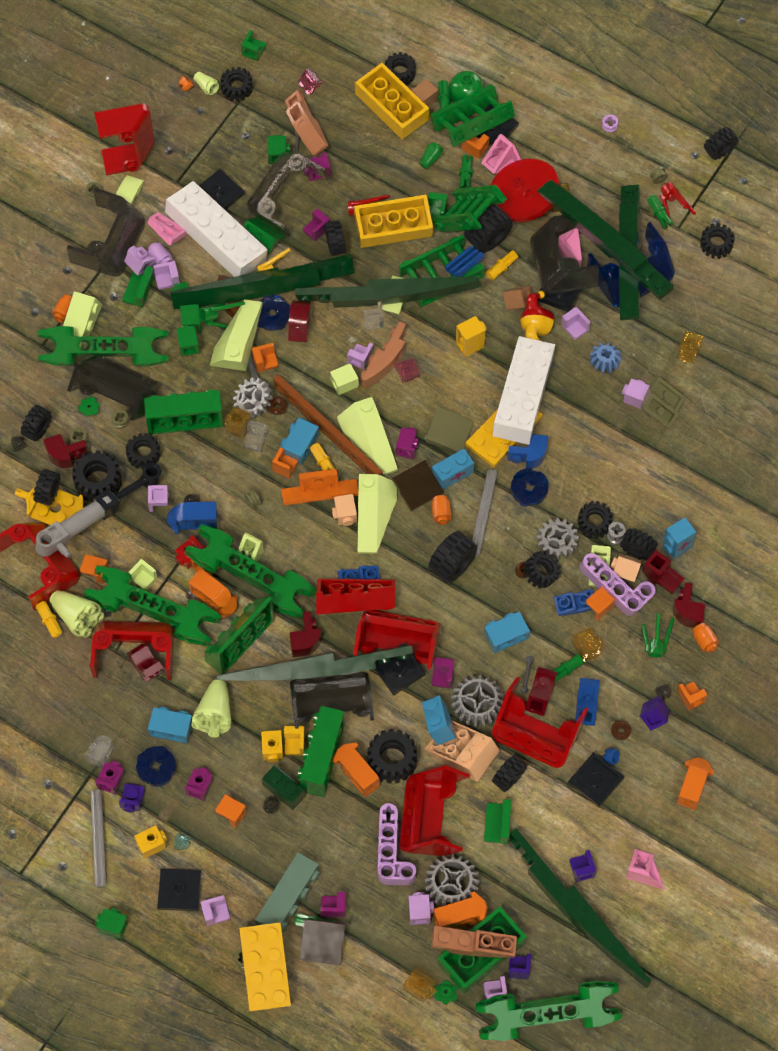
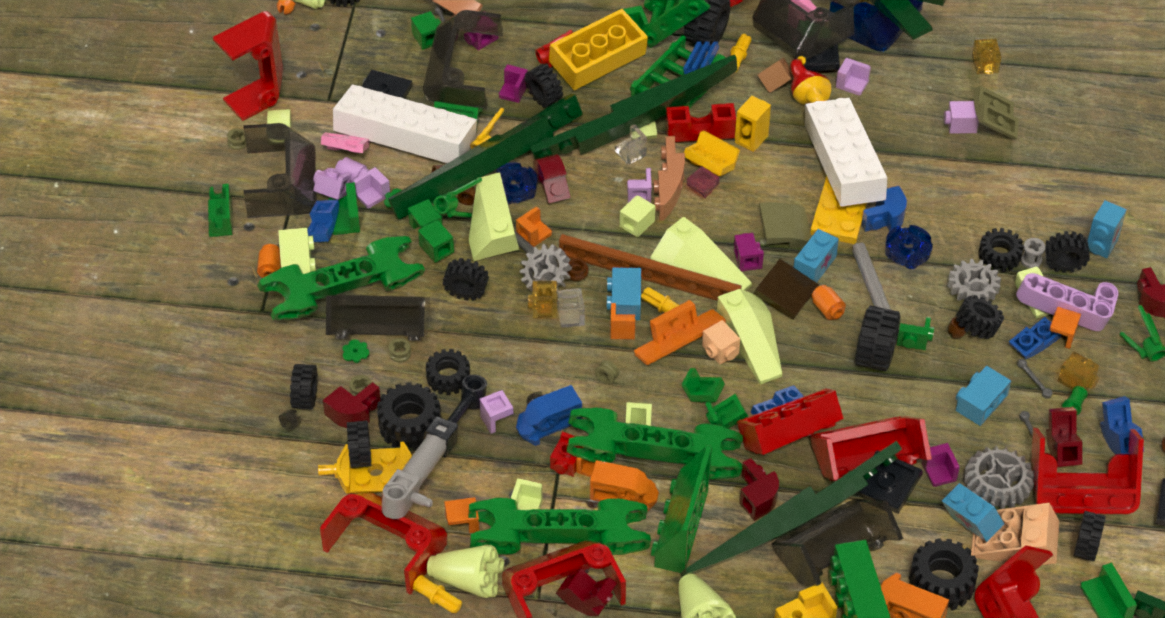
camera: 25 degrees left, 15 degrees down
(51, 251) = (220, 212): none -> green hinge
(121, 286) = (323, 220): none -> blue slope
(183, 412) = (476, 310): green brick -> none
(189, 380) = (465, 279): none -> black tyre
(311, 540) = (702, 388): none -> green bracket
(316, 567) = (727, 412): none -> green bracket
(421, 316) = (719, 122): none -> red arch
(428, 349) = (712, 154): none -> yellow bracket
(487, 565) = (915, 336): none -> green bracket
(557, 649) = (1046, 392): none -> dark grey hinge
(605, 357) = (906, 96): medium blue gear -> none
(626, 567) = (1071, 276): light nougat brick -> none
(659, 572) = (1105, 269): dark red brick -> none

